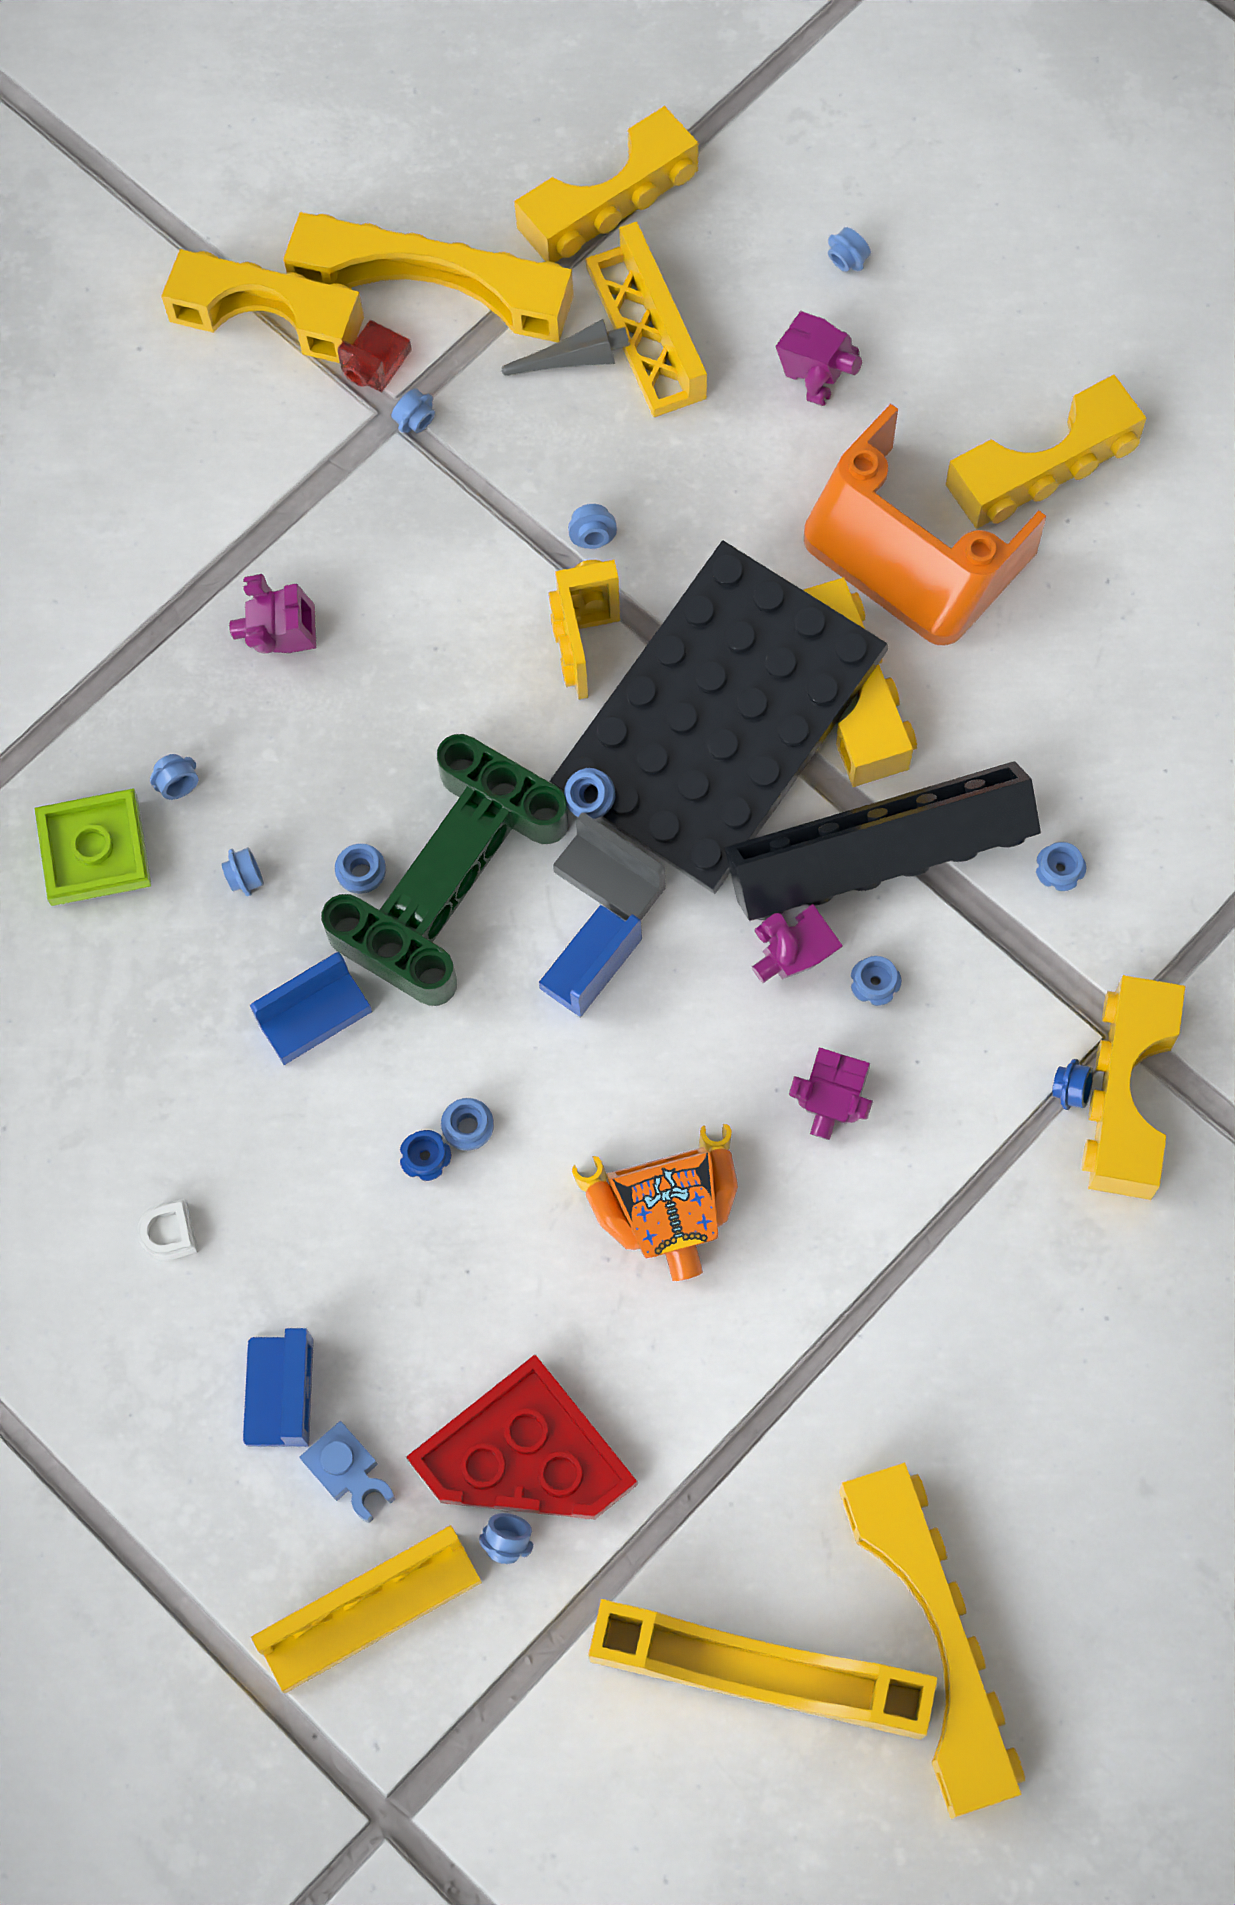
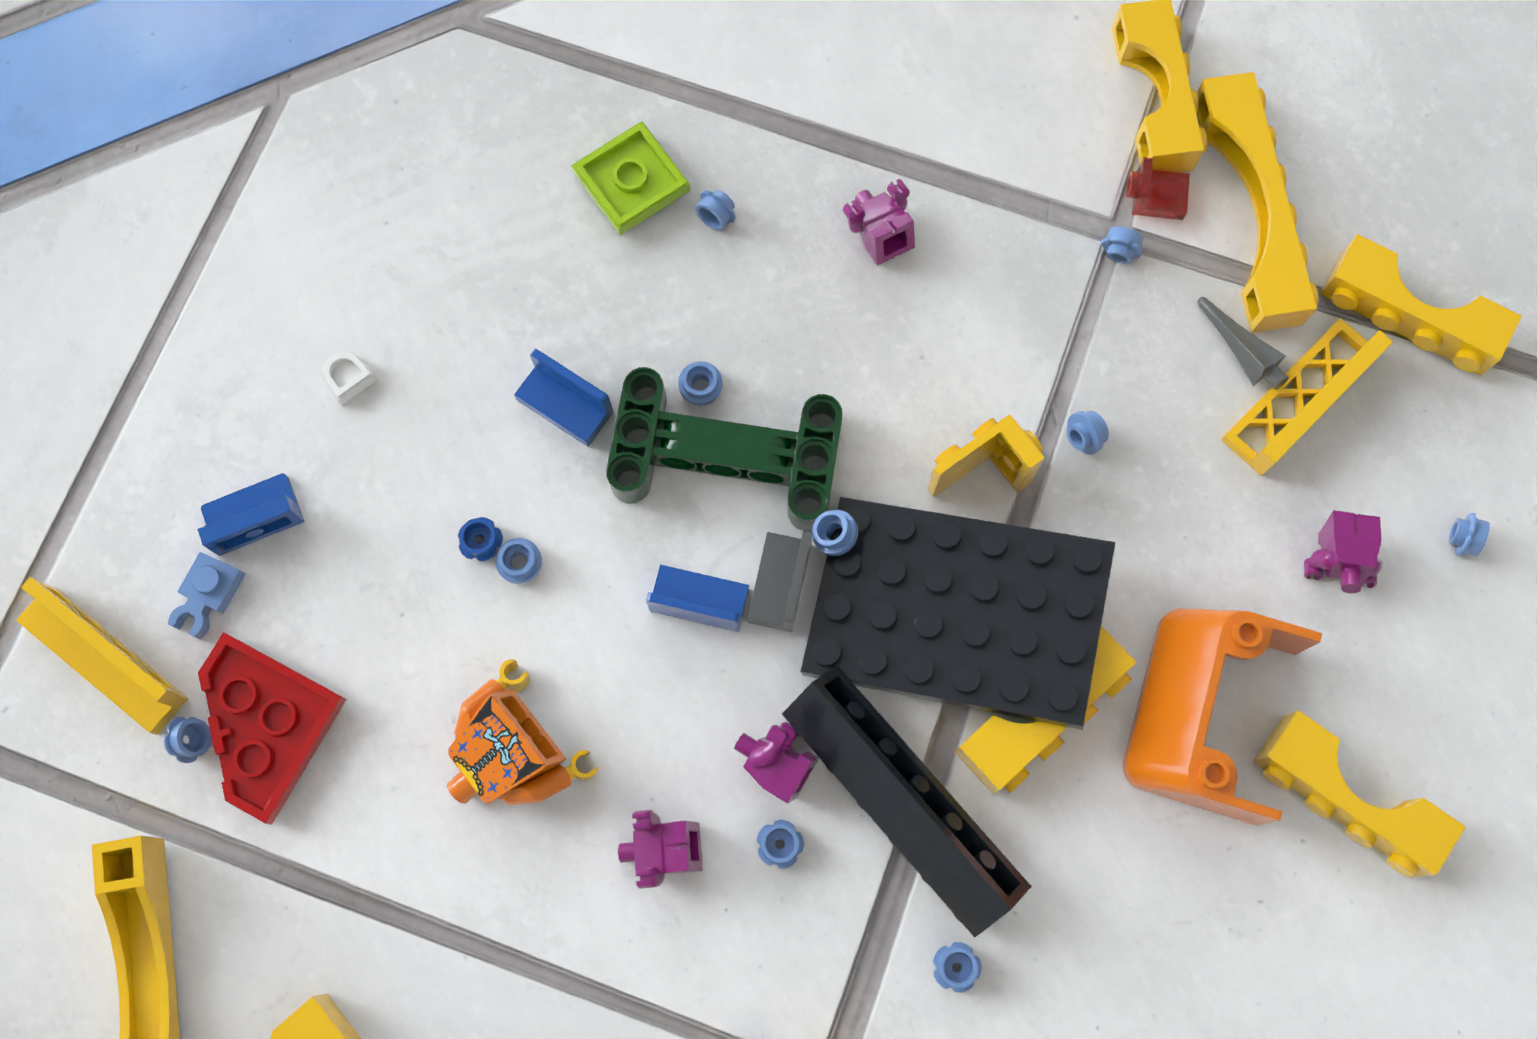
camera: 65 degrees right, 5 degrees up
(242, 871) = (658, 296): medium blue plate -> none

